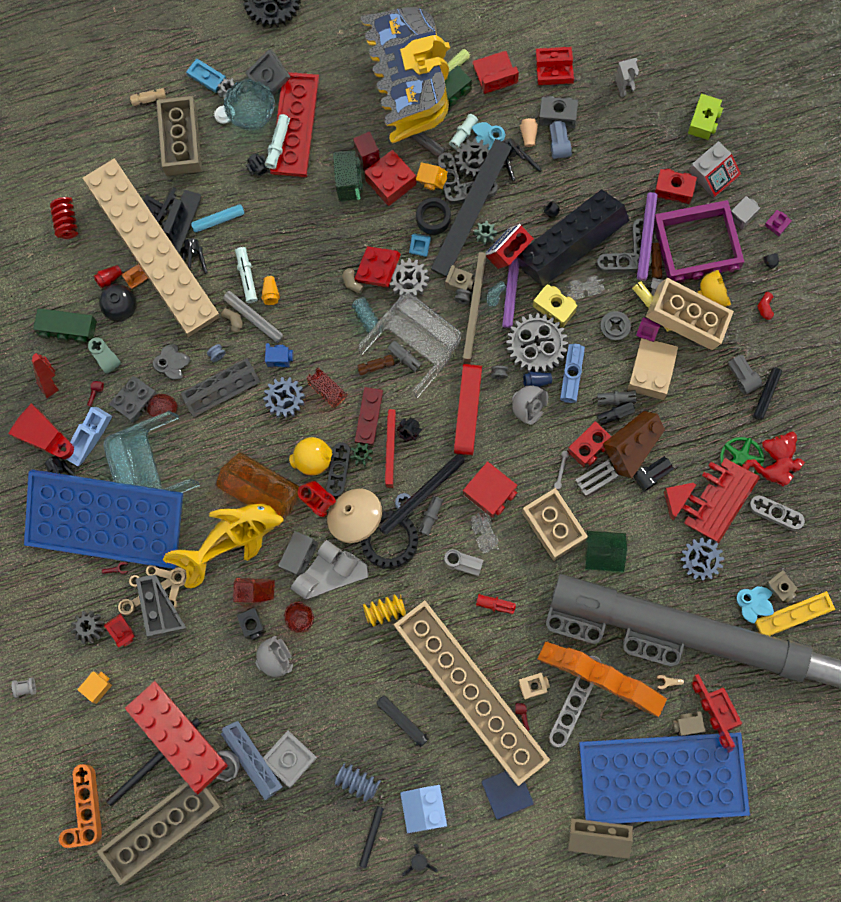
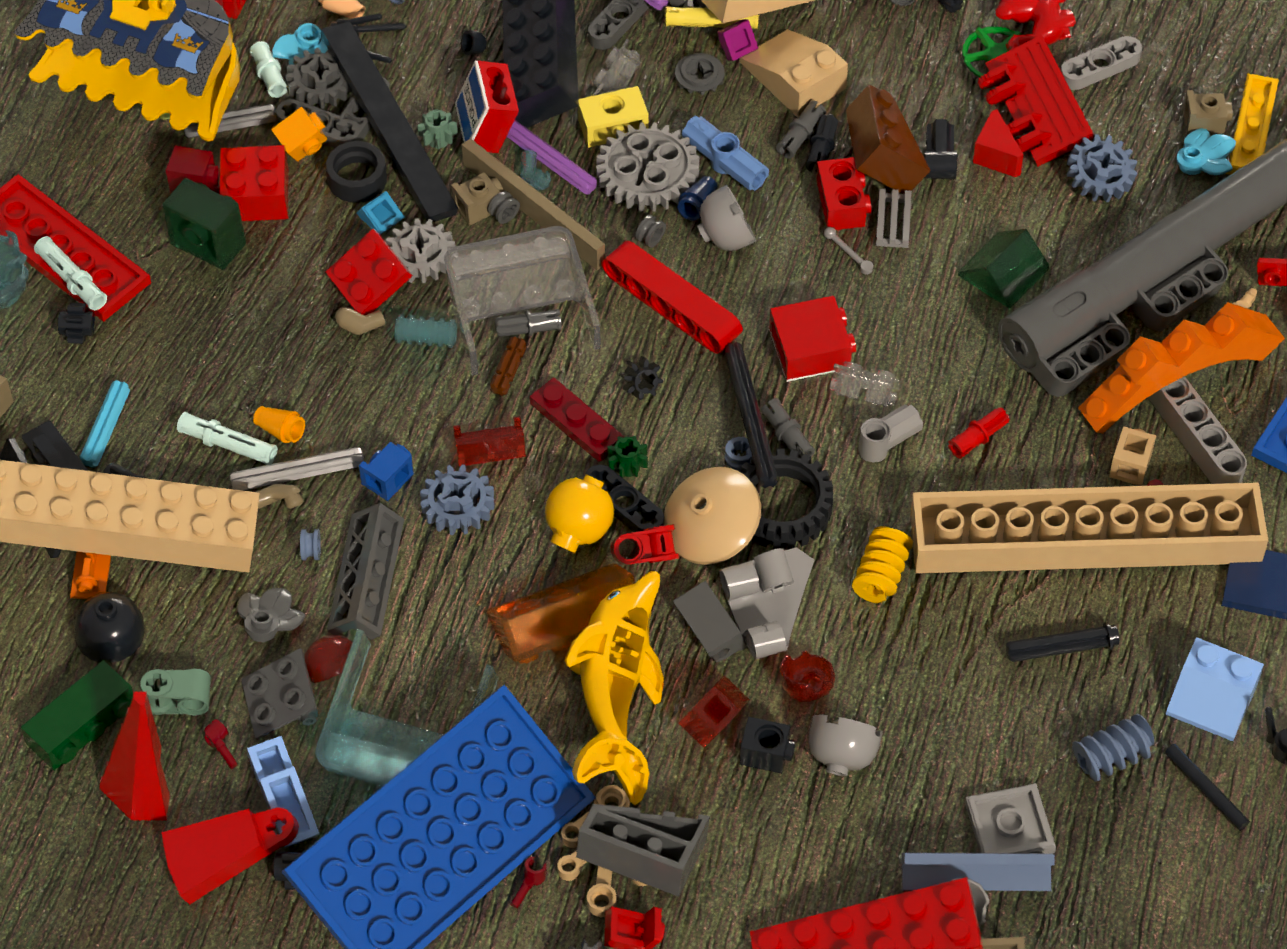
camera: 60 degrees left, 20 degrees down
(107, 276) = (55, 615): red cone -> none
(390, 448) = (650, 417): red tile -> none
(554, 524) = (923, 292): tan brick -> none

